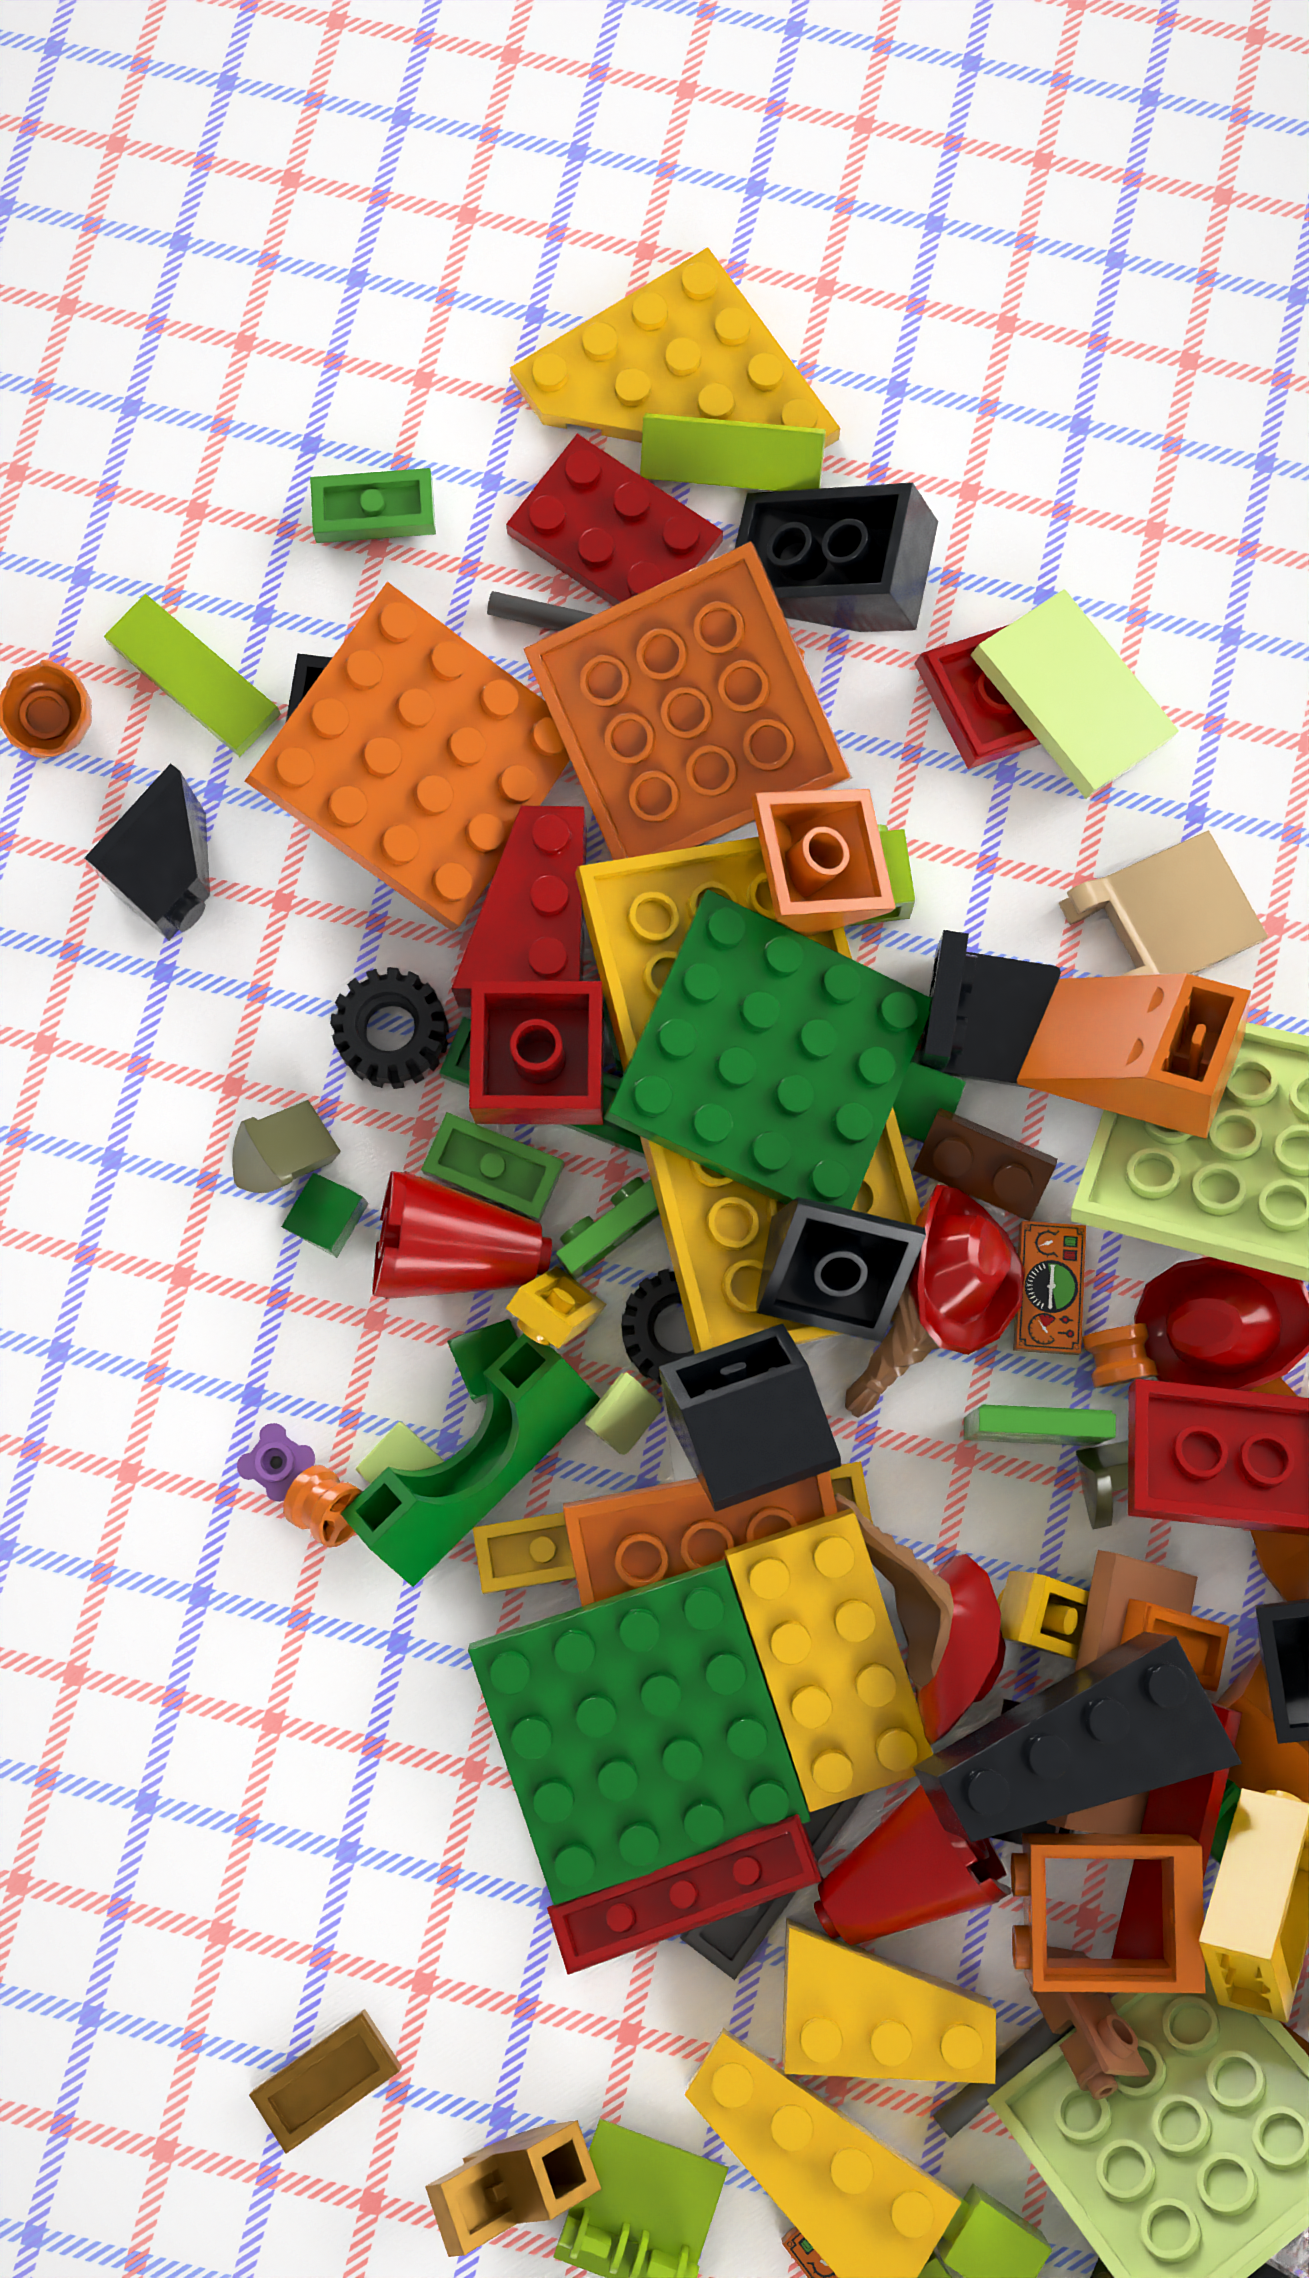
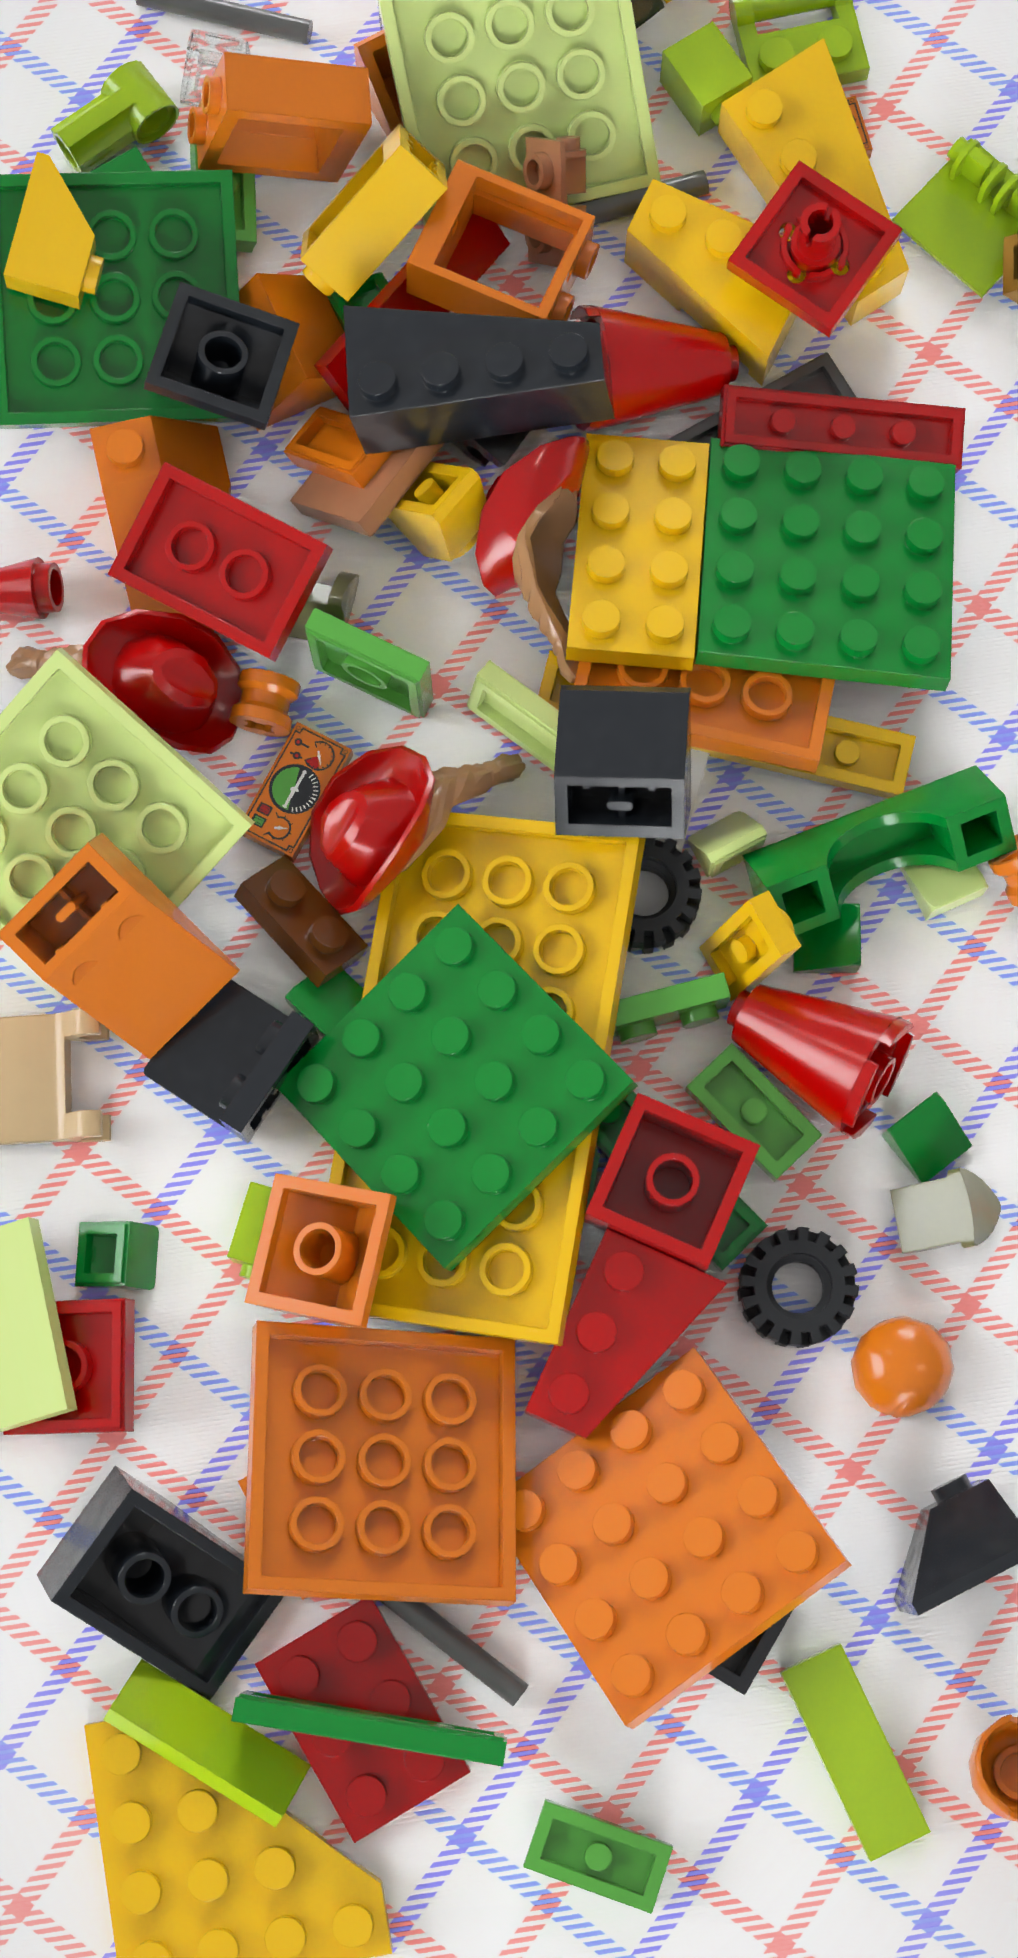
camera: 160 degrees left, 0 degrees up
(269, 1003) = (902, 1366): none -> orange hair
(601, 506) = (370, 1727): none -> green tile
(790, 2062) = (827, 230): none -> red plate
(836, 1268) = (487, 863): black slope -> none
(881, 1450) = (515, 712): none -> yellowish green tile
(1002, 807) = (117, 1255): none -> green slope

